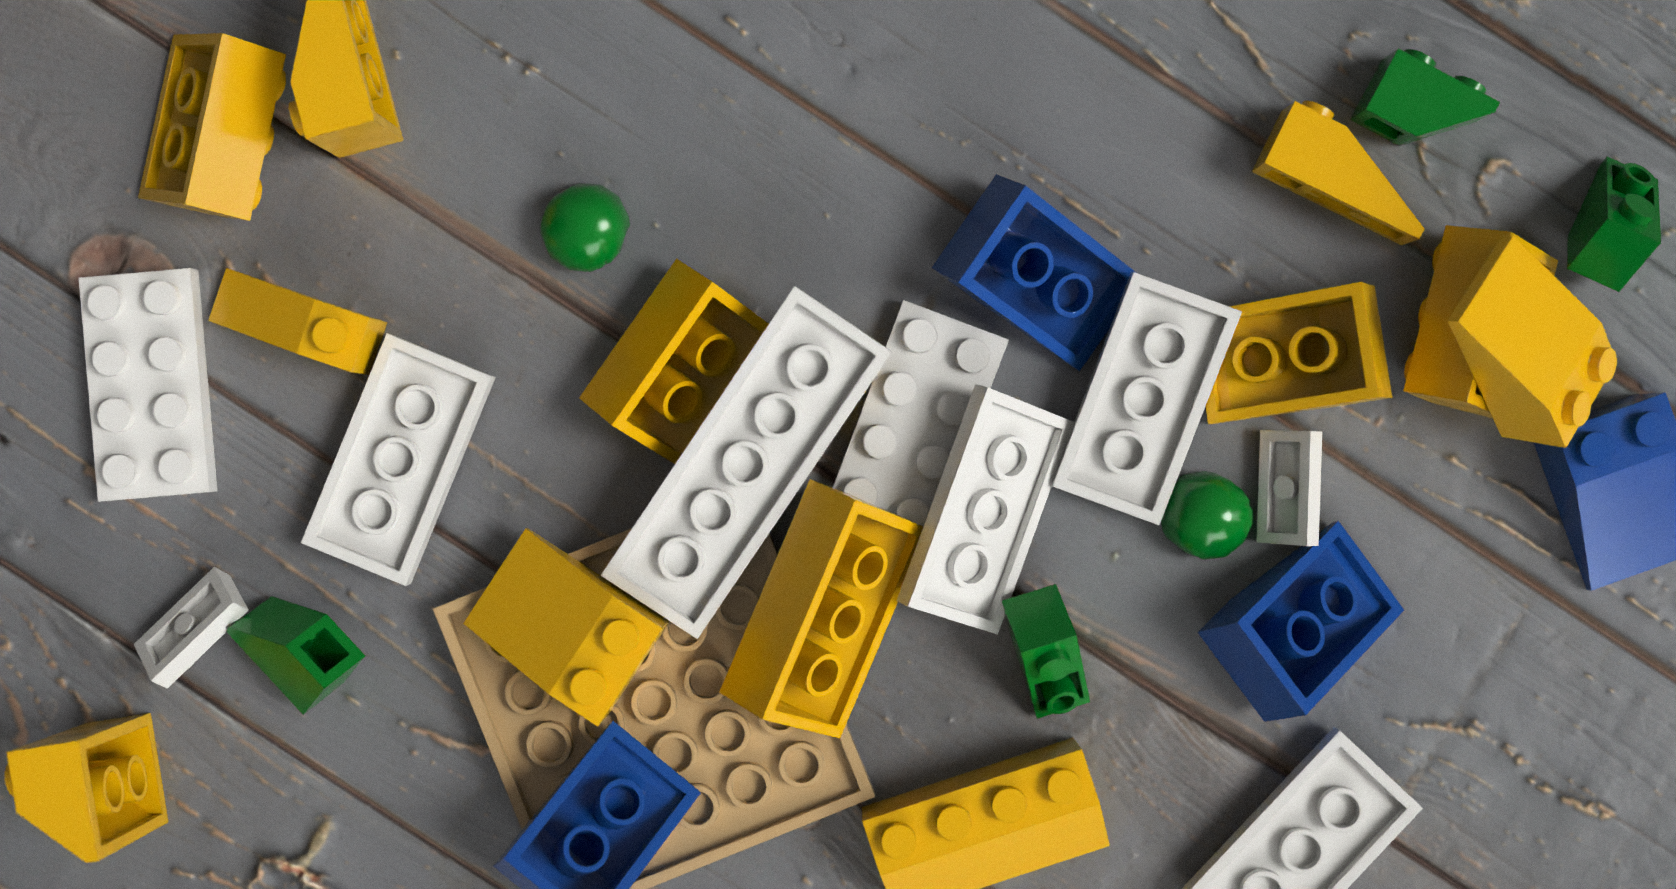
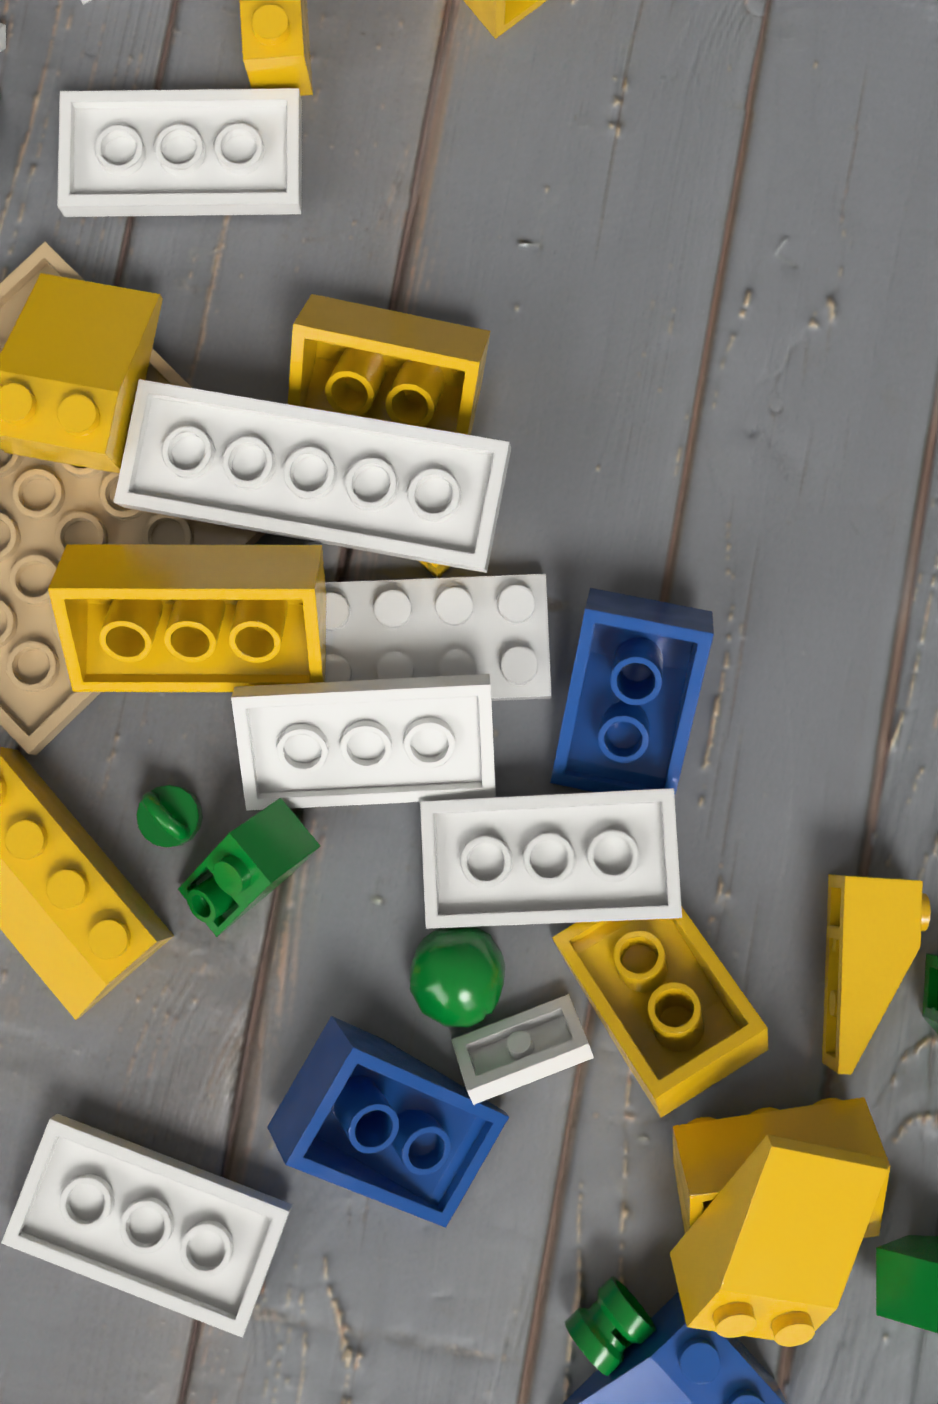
camera: 70 degrees right, 5 degrees down
(584, 227) = (484, 236): green hair -> none
(973, 700) = (169, 816): none -> green tile
(1537, 509) = (610, 1326): none -> green wheel

